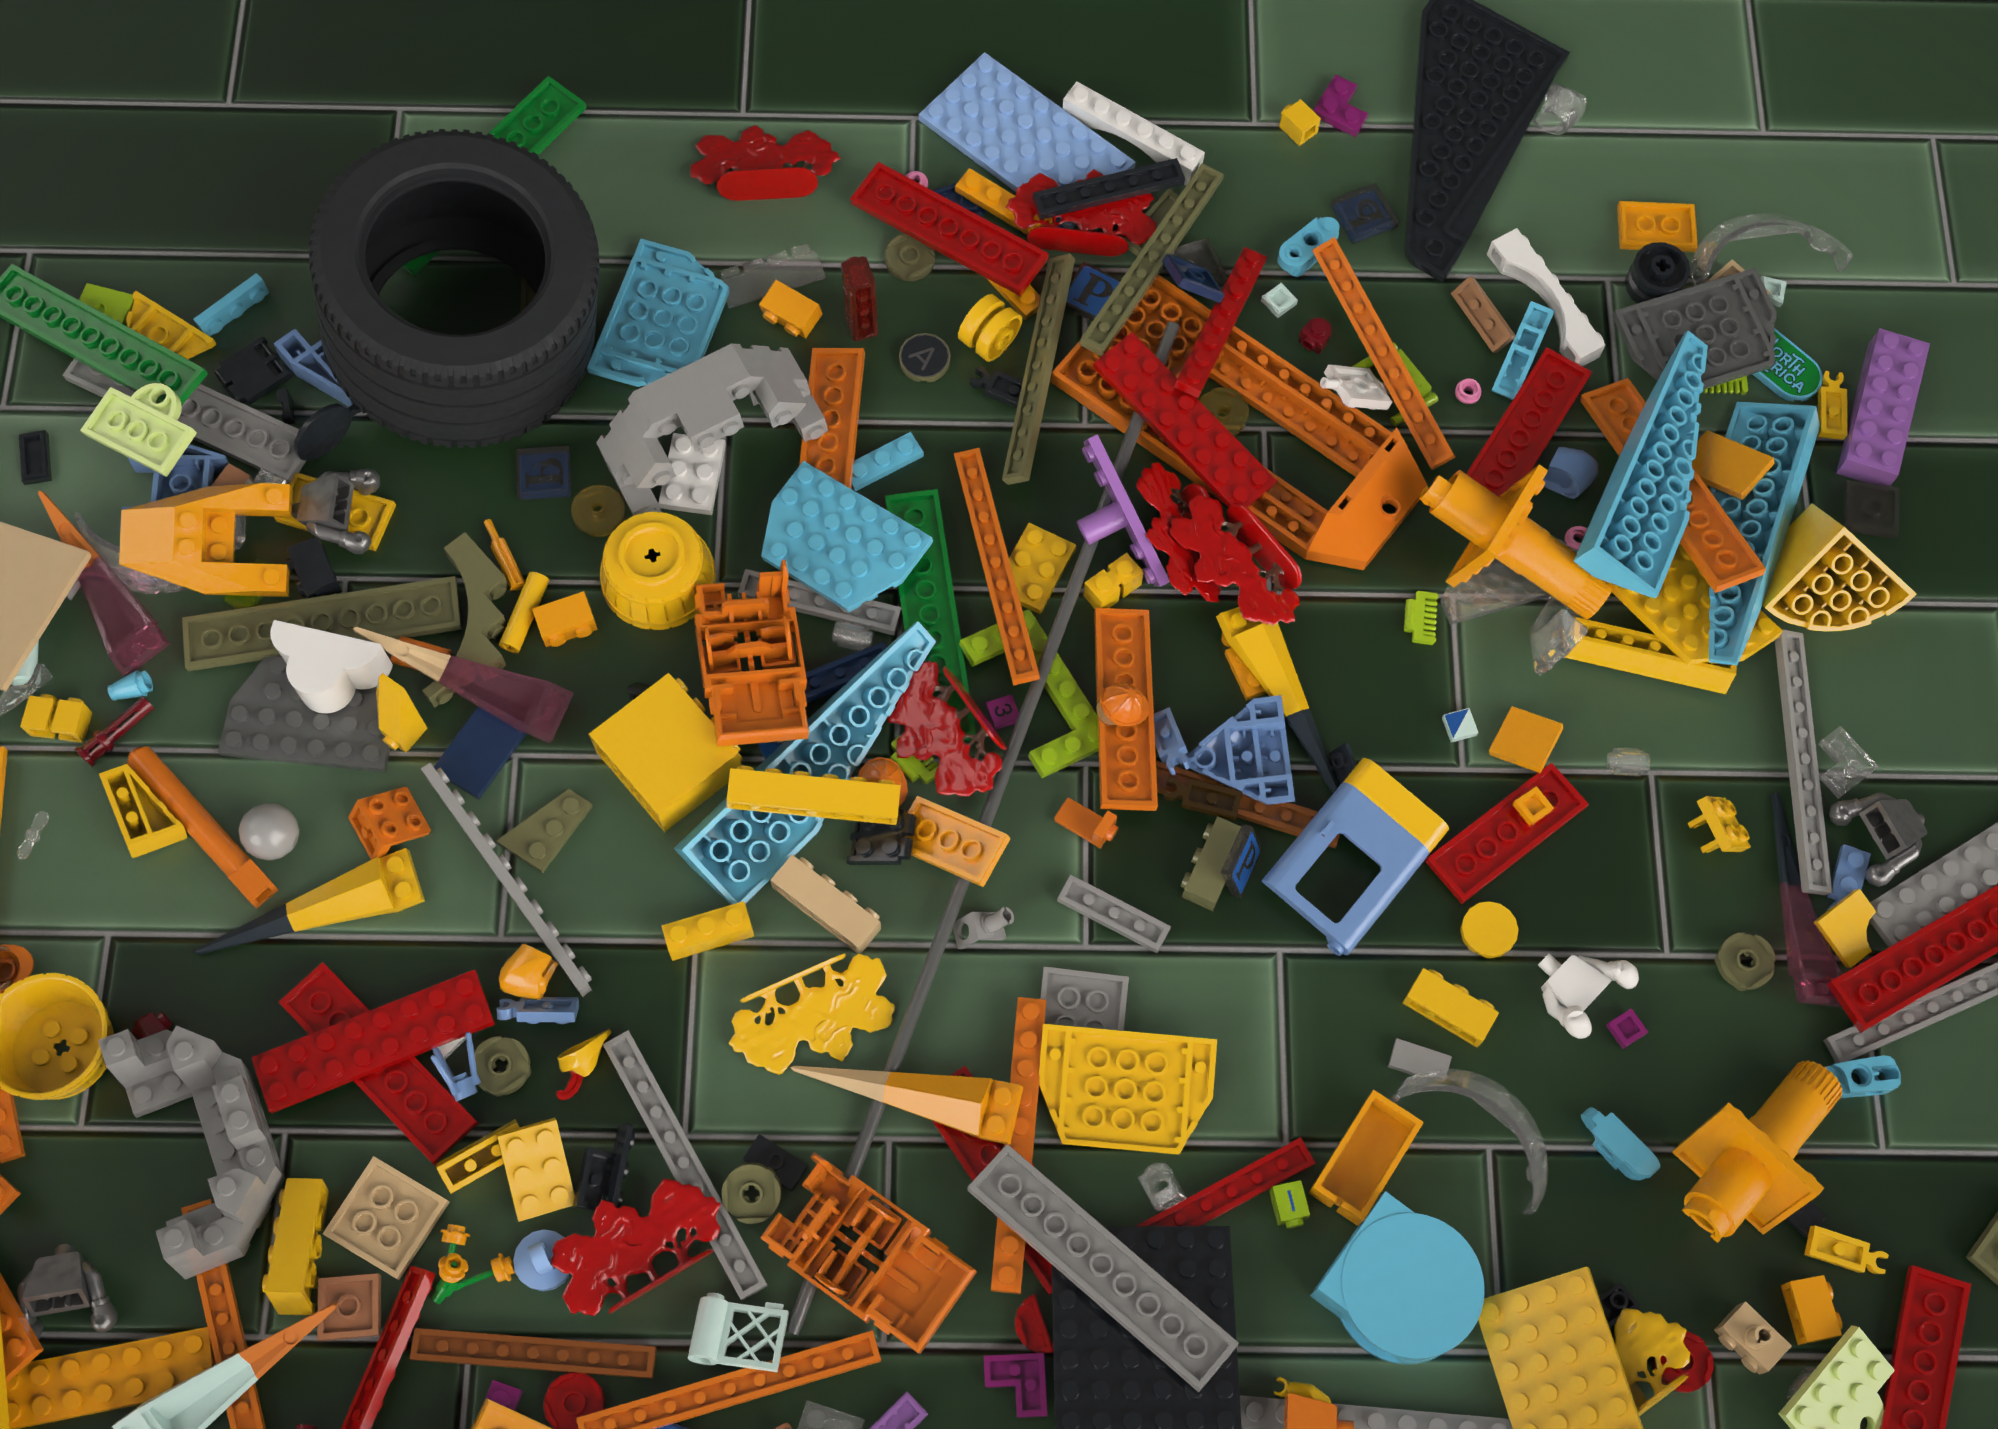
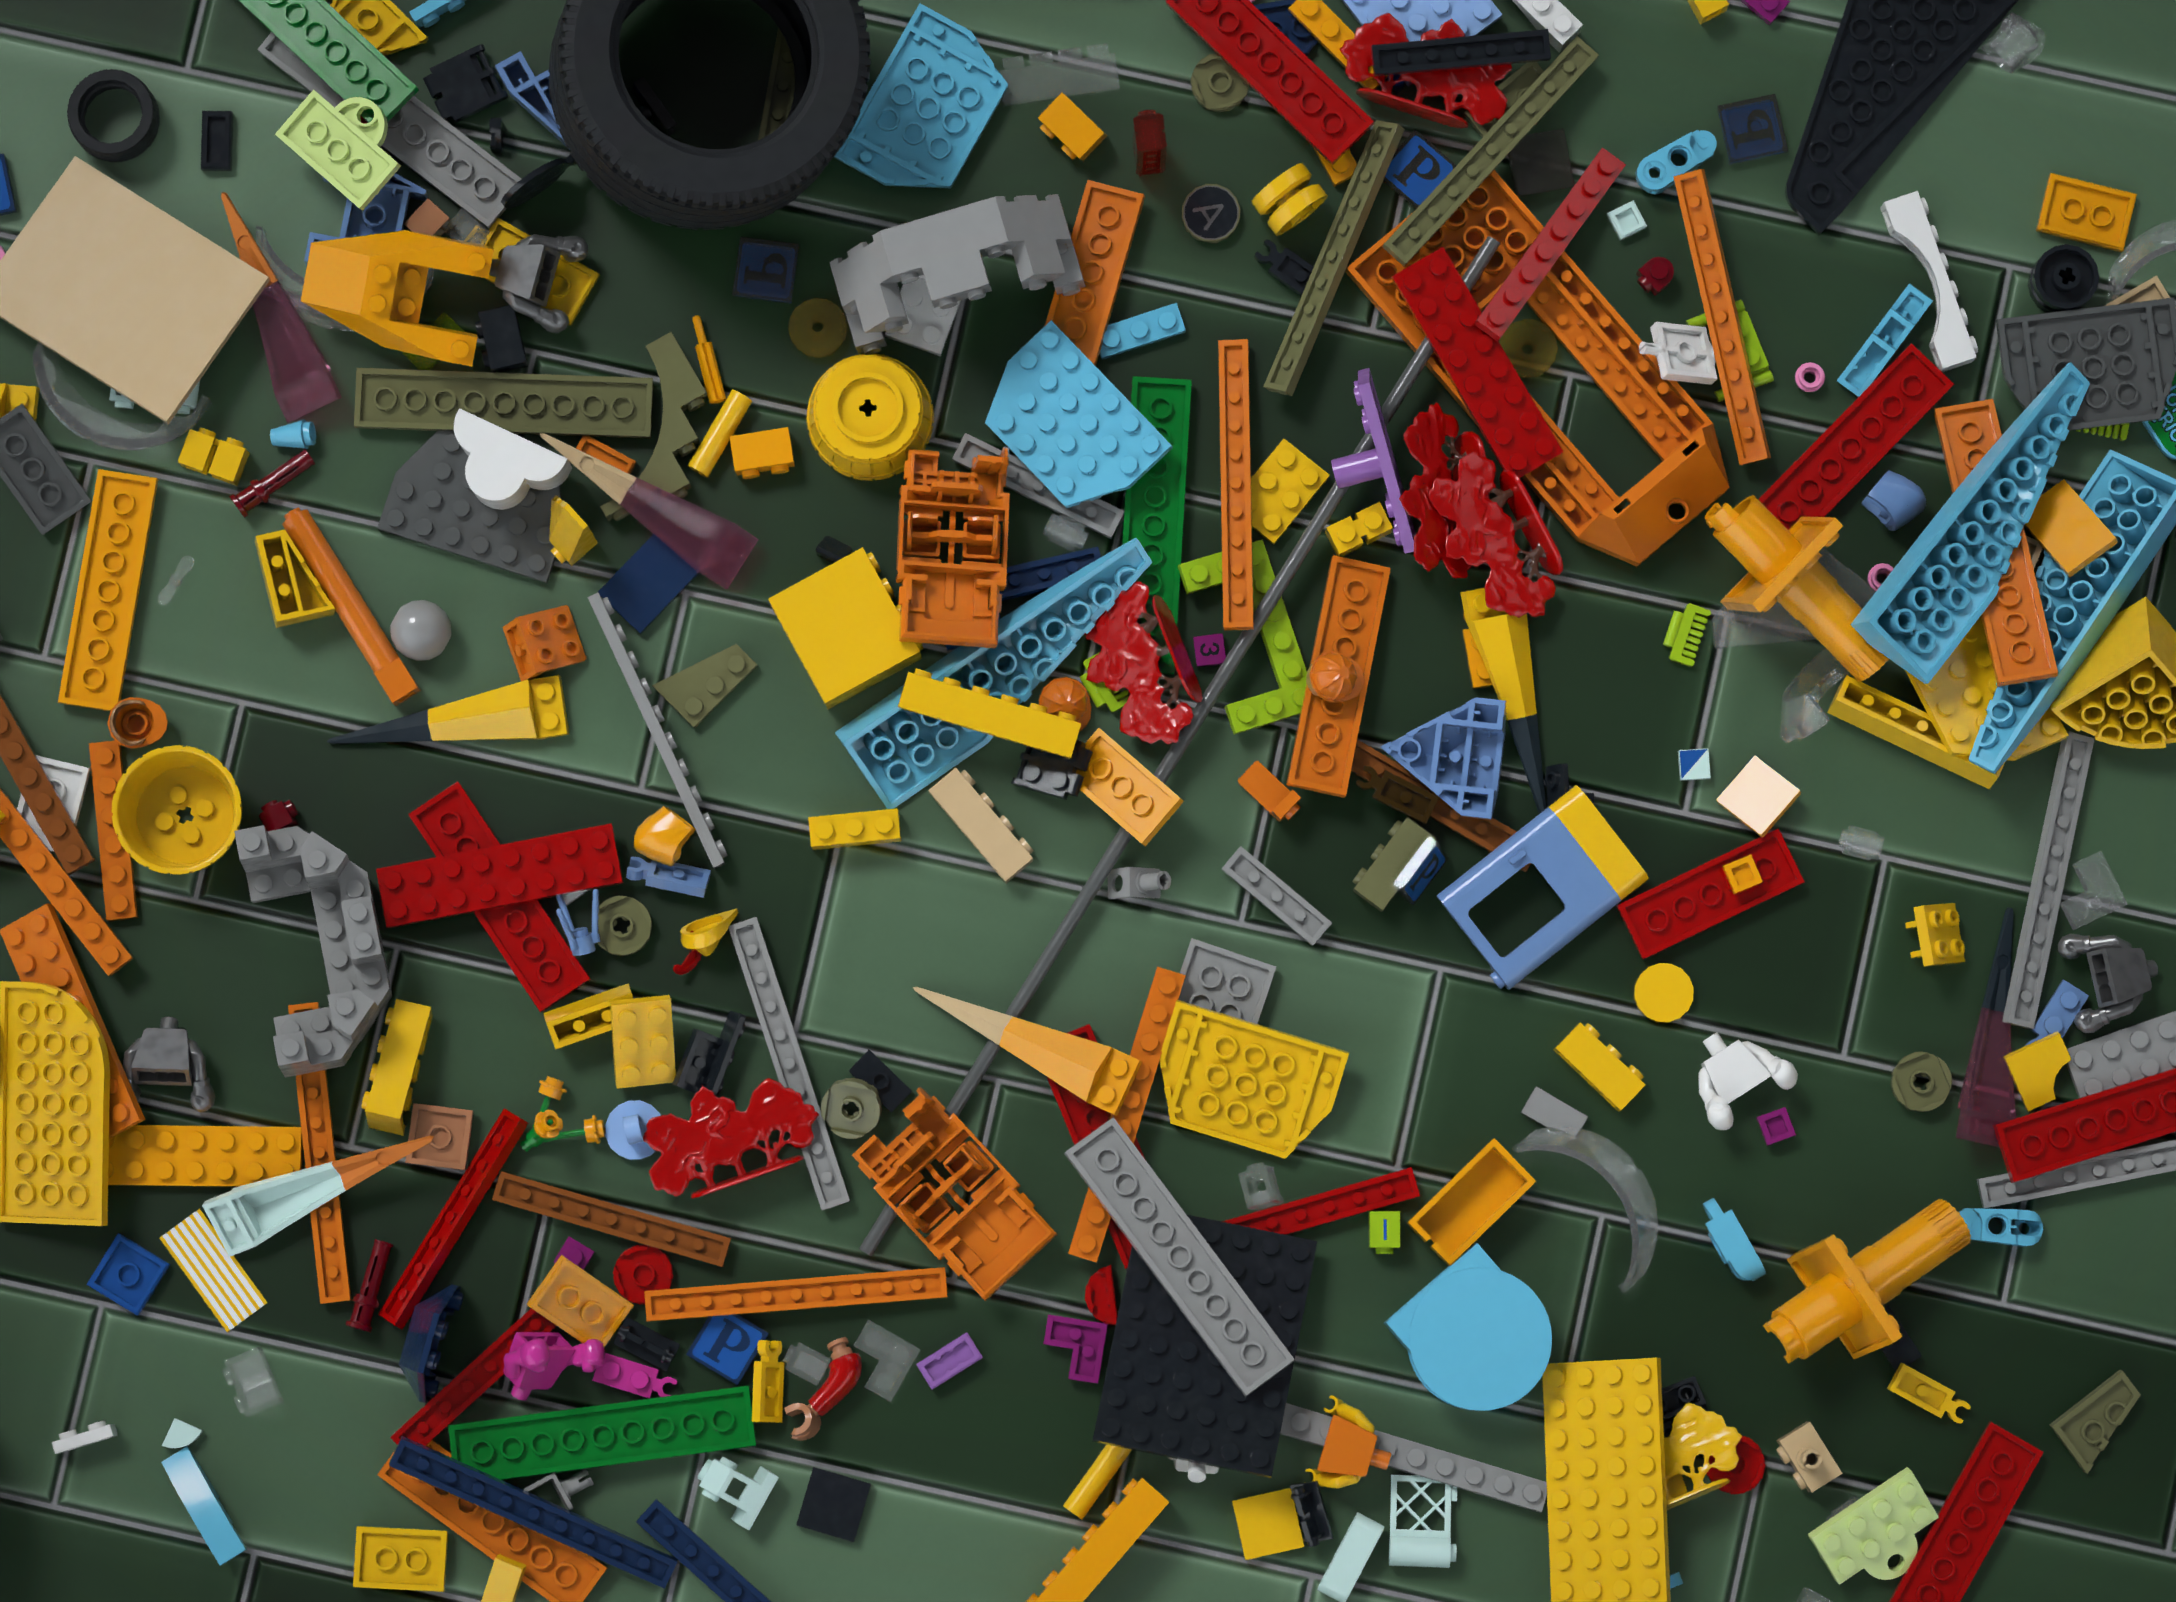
camera: 15 degrees right, 15 degrees up
(386, 1218) = (487, 1056): tan plate -> none
(714, 1327) = (790, 1233): light aqua piece -> none
(819, 1016) = (951, 942): yellow plant -> none
(1169, 740) = (1377, 721): medium blue plate -> none
(1193, 278) = (1528, 189): dark blue tile -> none
(1483, 314) = (1851, 287): medium nougat plate -> none
(1812, 1309) = (1877, 1443): light orange brick -> none

